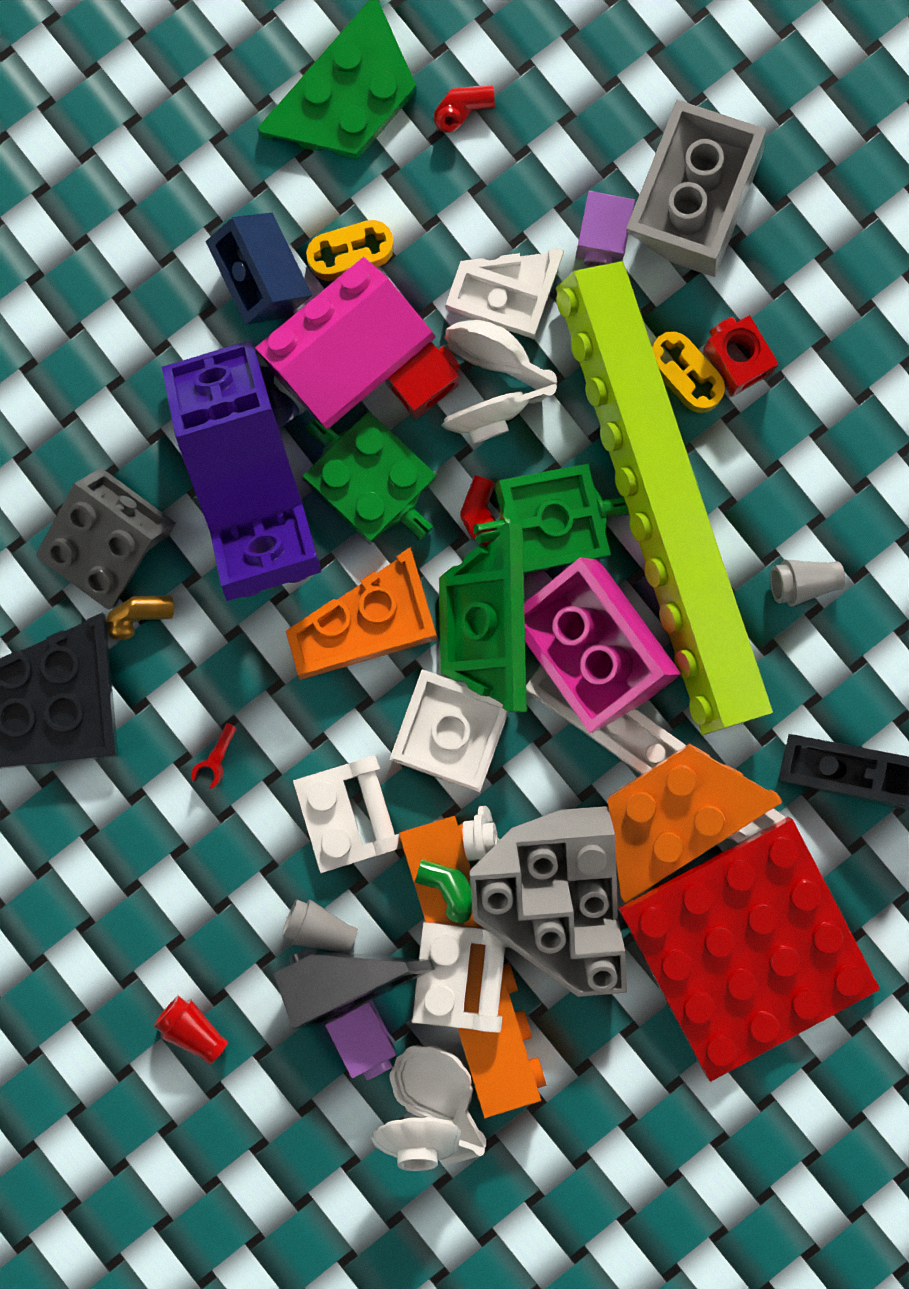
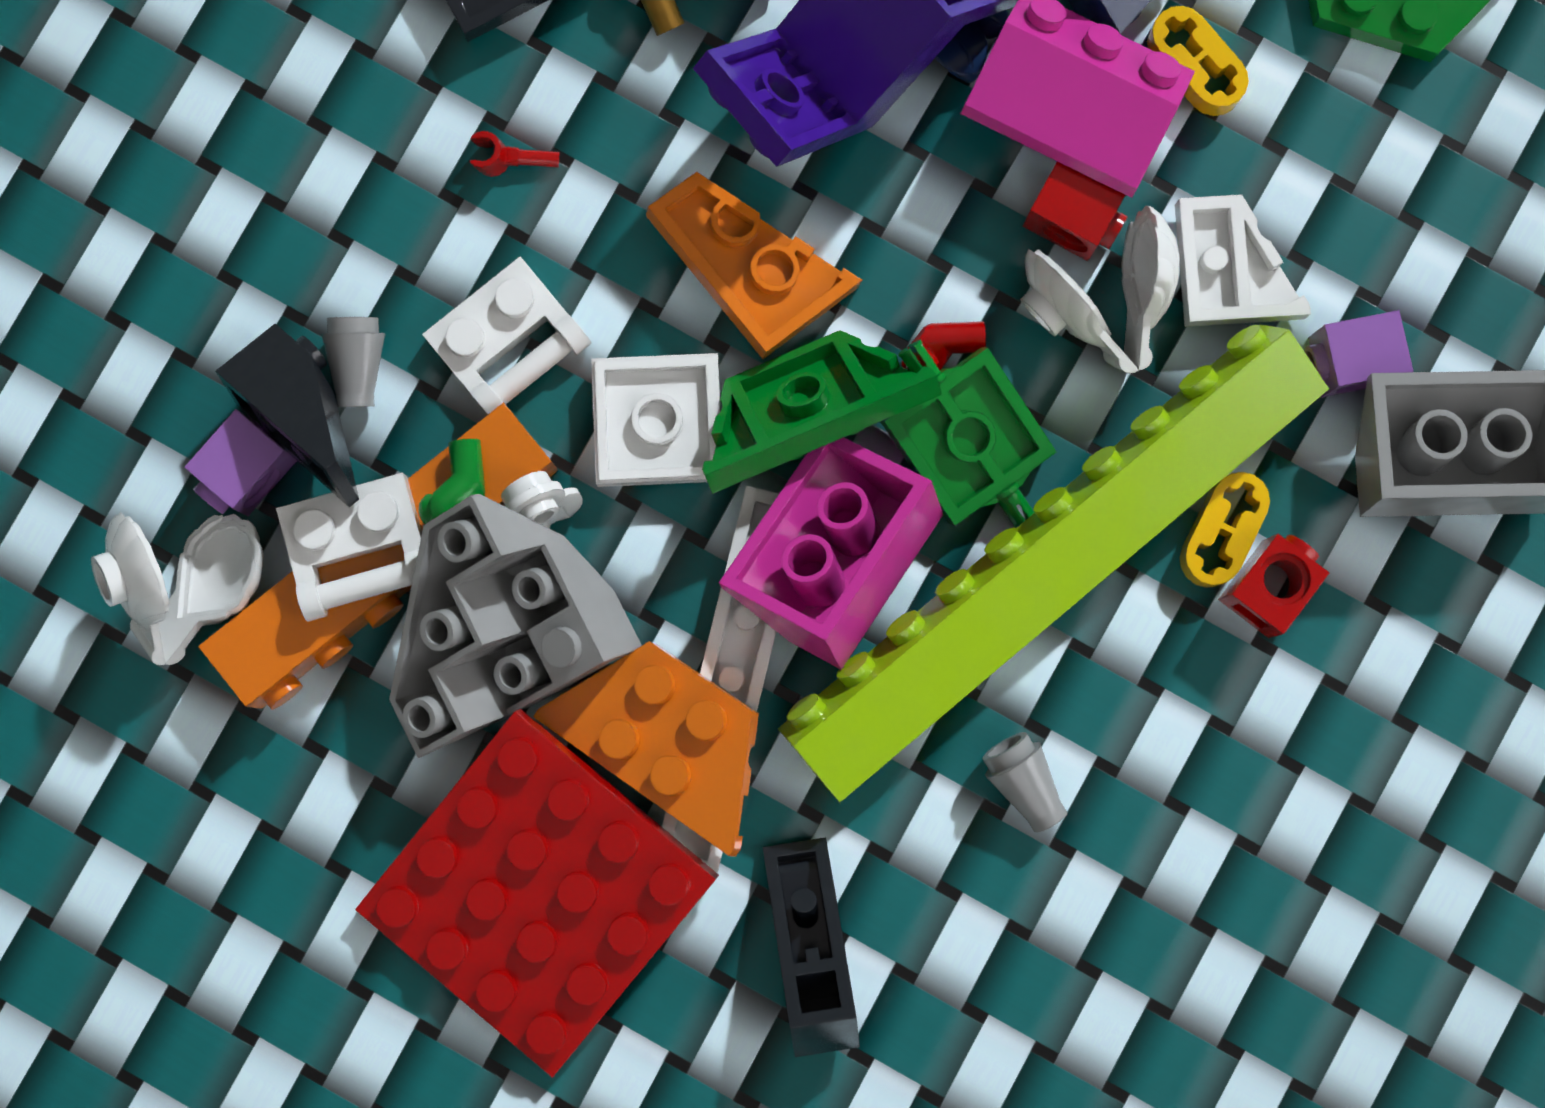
camera: 65 degrees right, 0 degrees up
(190, 1030) = (173, 258): red cone -> none
(369, 478) = (926, 198): green plate -> none
(458, 105) = (1438, 117): red arm -> none

